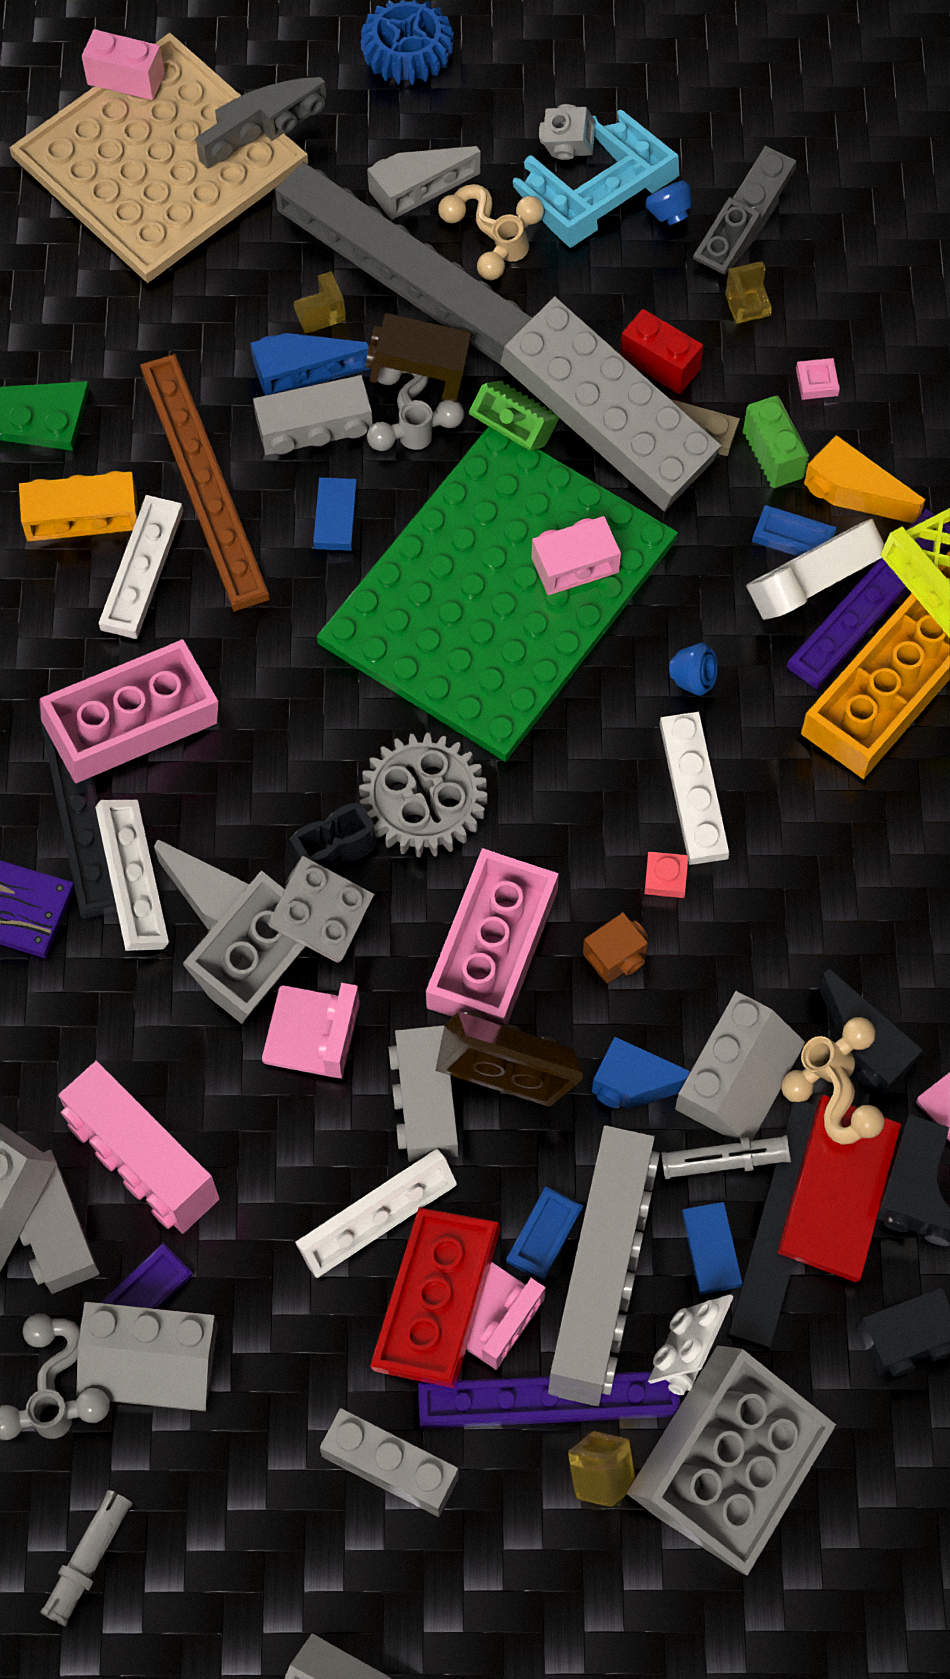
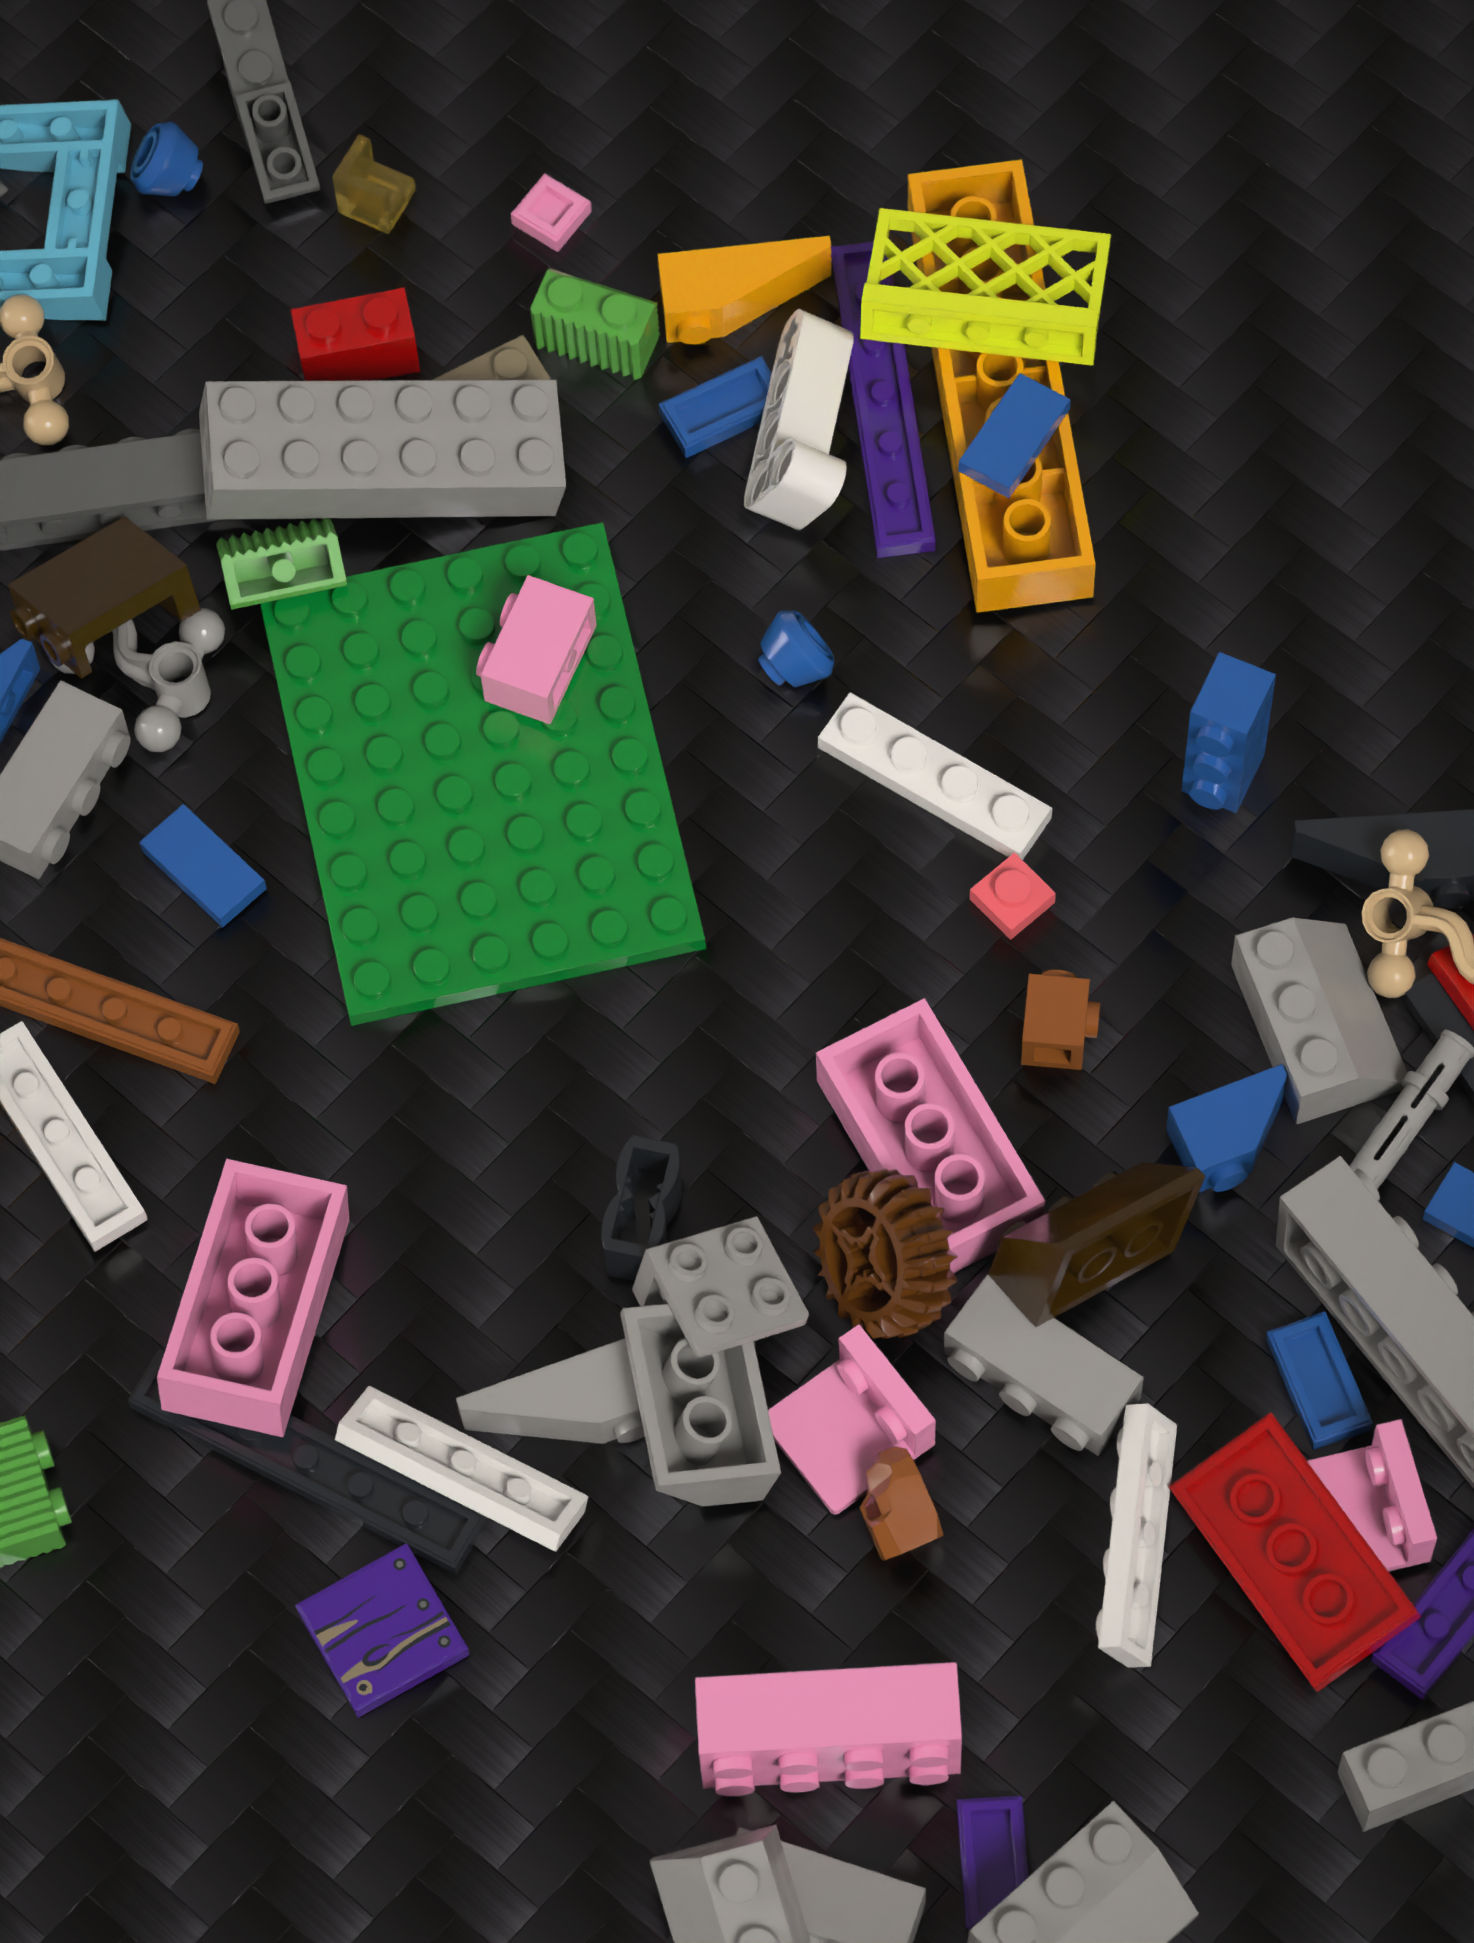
camera: 45 degrees left, 0 degrees up
(288, 1086) = (898, 1505): none -> dark orange rock
(407, 967) = (885, 1253): none -> reddish brown gear
(456, 781) = (687, 1019): light grey gear -> none
(838, 894) = (1227, 733): none -> blue brick
(898, 664) = (1014, 435): none -> blue tile

